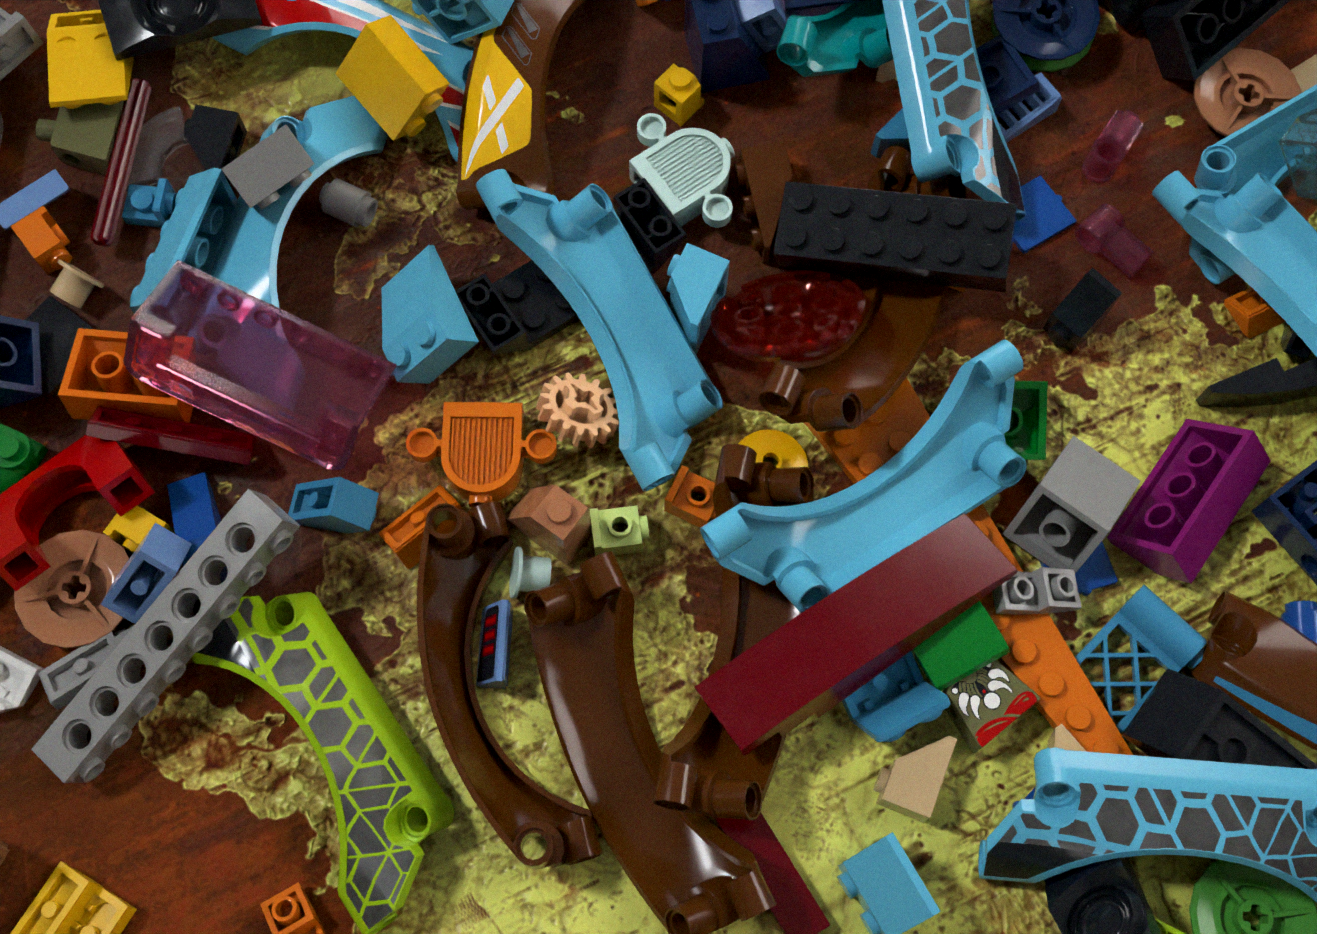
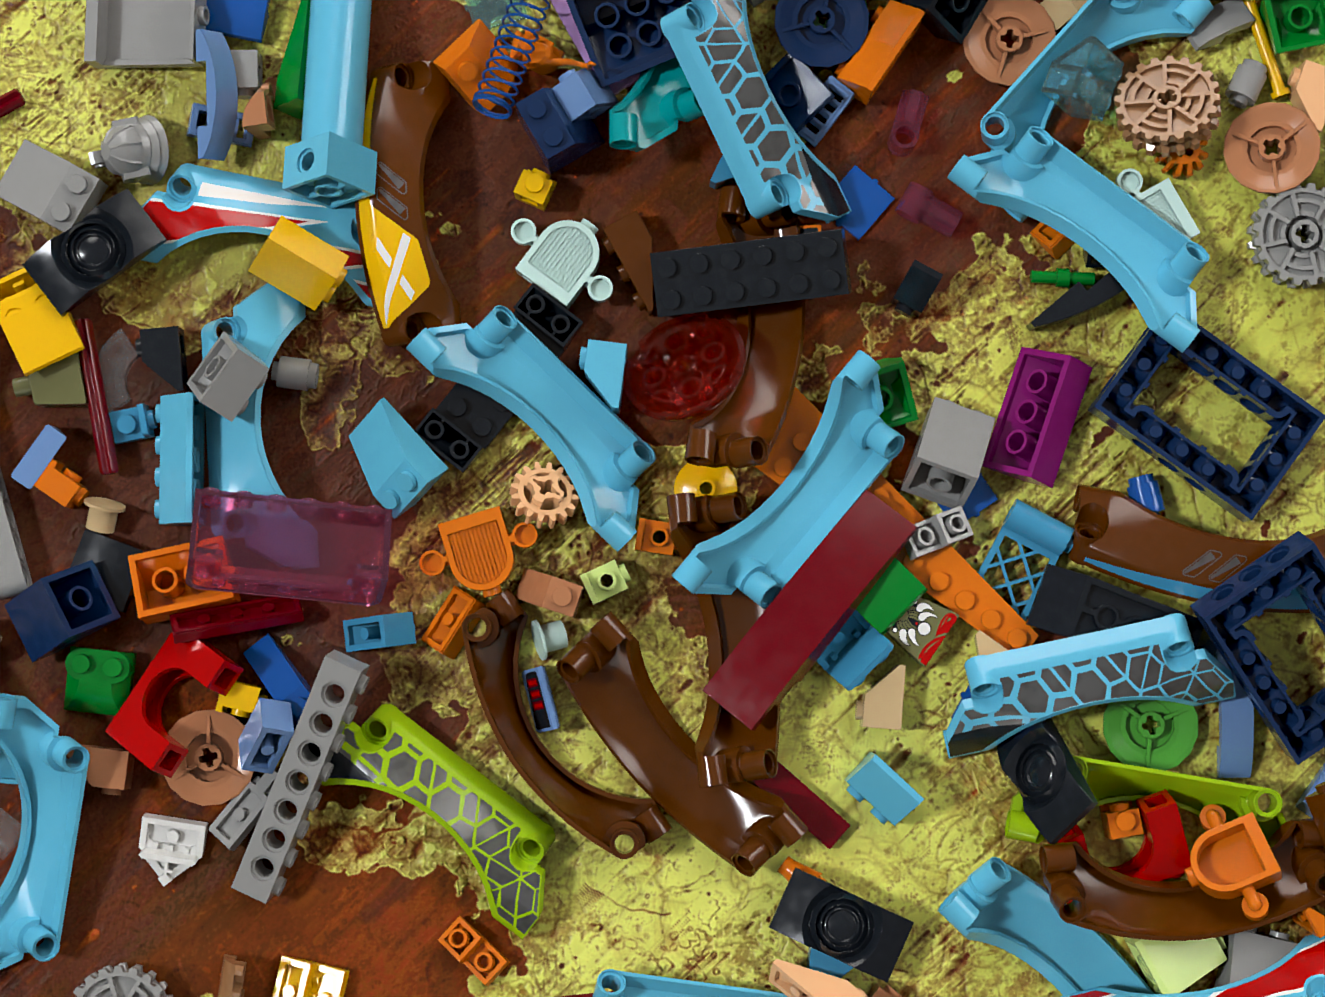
camera: 20 degrees left, 15 degrees up
(1104, 63) = (880, 50): none -> orange slope
(1248, 355) = (1062, 277): none -> green bar

